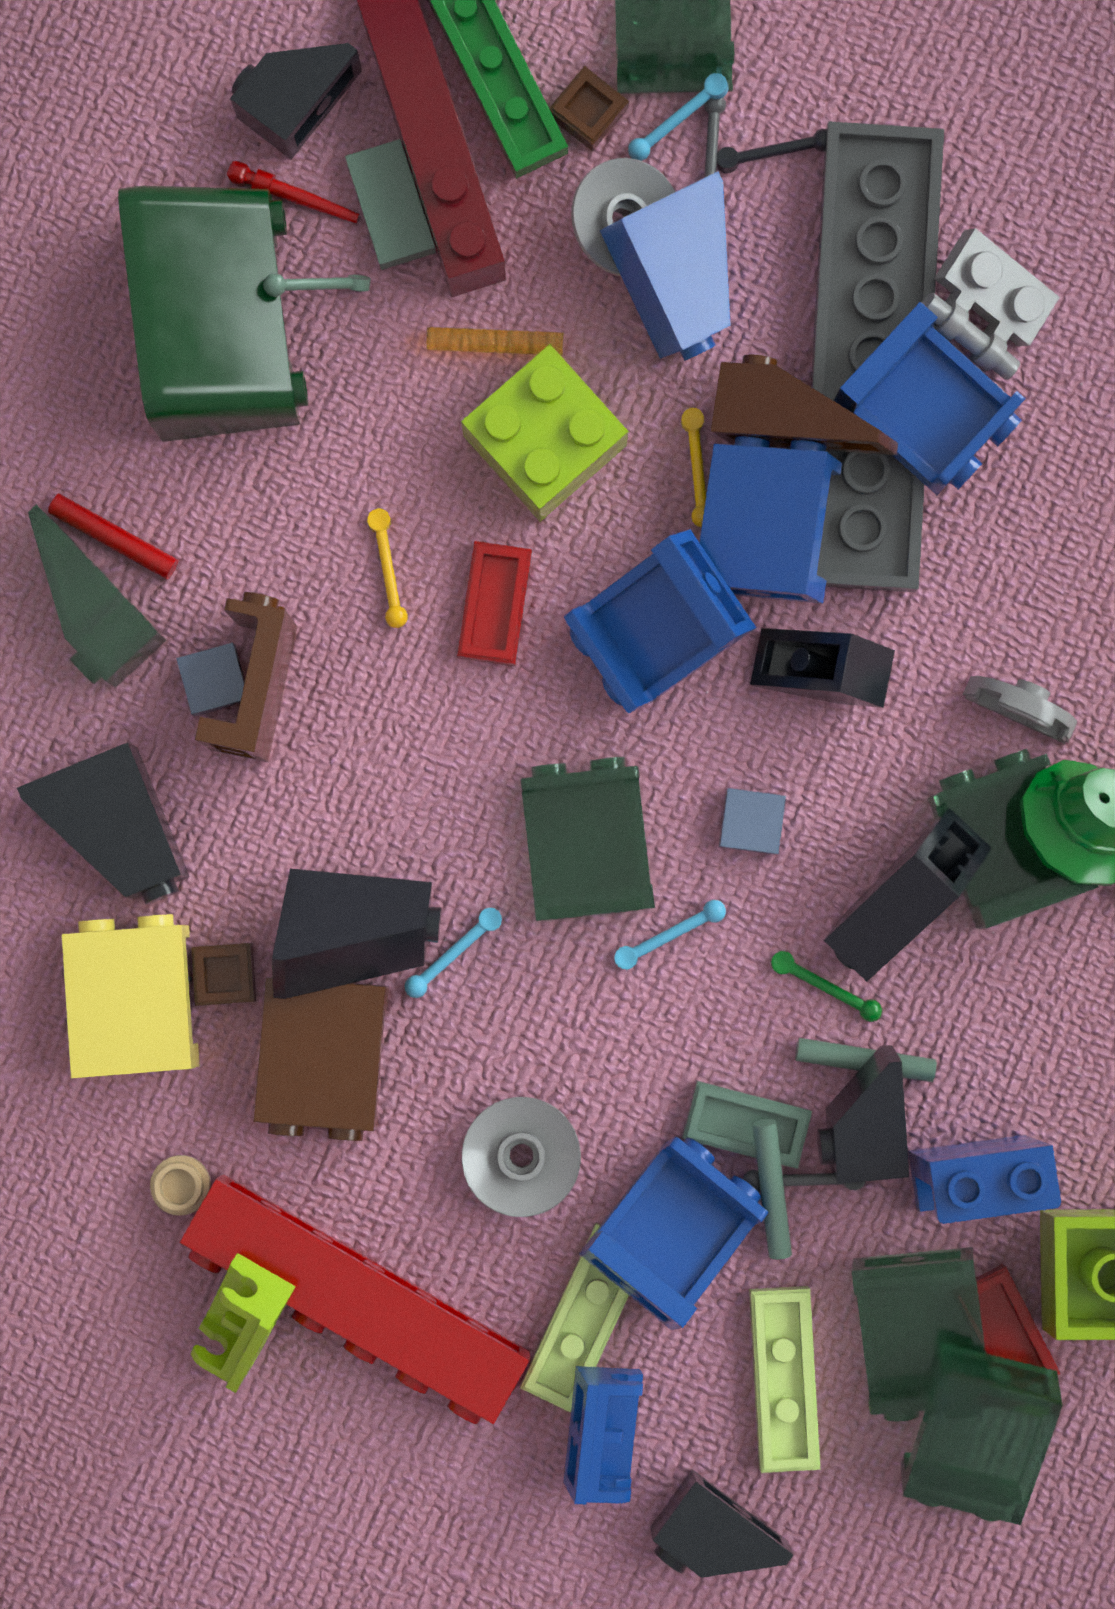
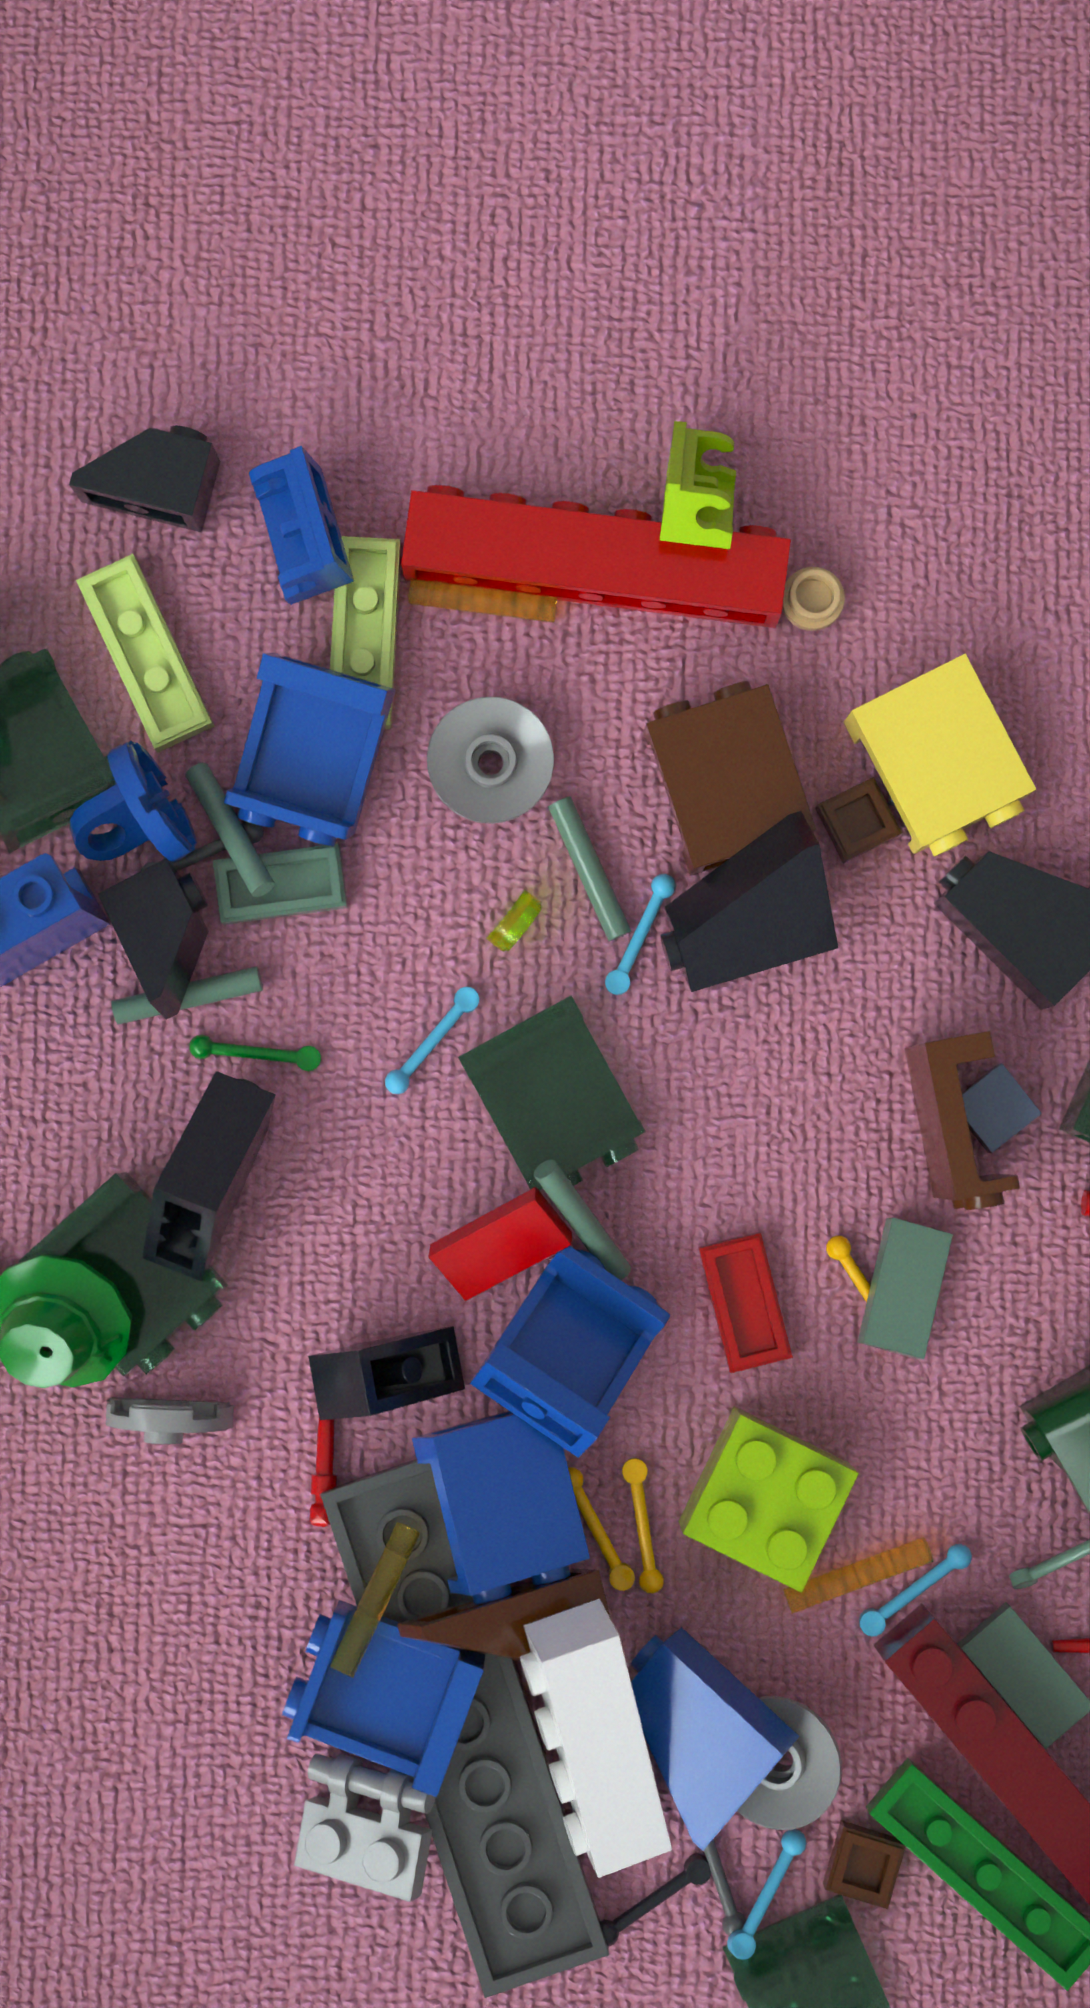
camera: 160 degrees right, 0 degrees up
(355, 559) = (905, 1288): none -> sand green tile
(469, 1303) = (482, 600): none -> clear yellow piece
(473, 1027) = (589, 868): none -> sand green piece
(498, 299) = (873, 1620): none -> medium azure hinge
(557, 1007) = (514, 921): none -> clear neon green tile
(605, 727) = (581, 1218): none -> sand green piece
(646, 500) = (635, 1472): none -> yellow hinge
(682, 735) = (500, 1244): none -> red tile
(752, 821) = (395, 1187): sand blue tile -> none
(767, 296) = (597, 1737): none -> white brick
(847, 1237) = (136, 807): none -> blue tile
(907, 482) = (374, 1600): none -> clear yellow piece
(909, 602) = (324, 1477): none -> red piece

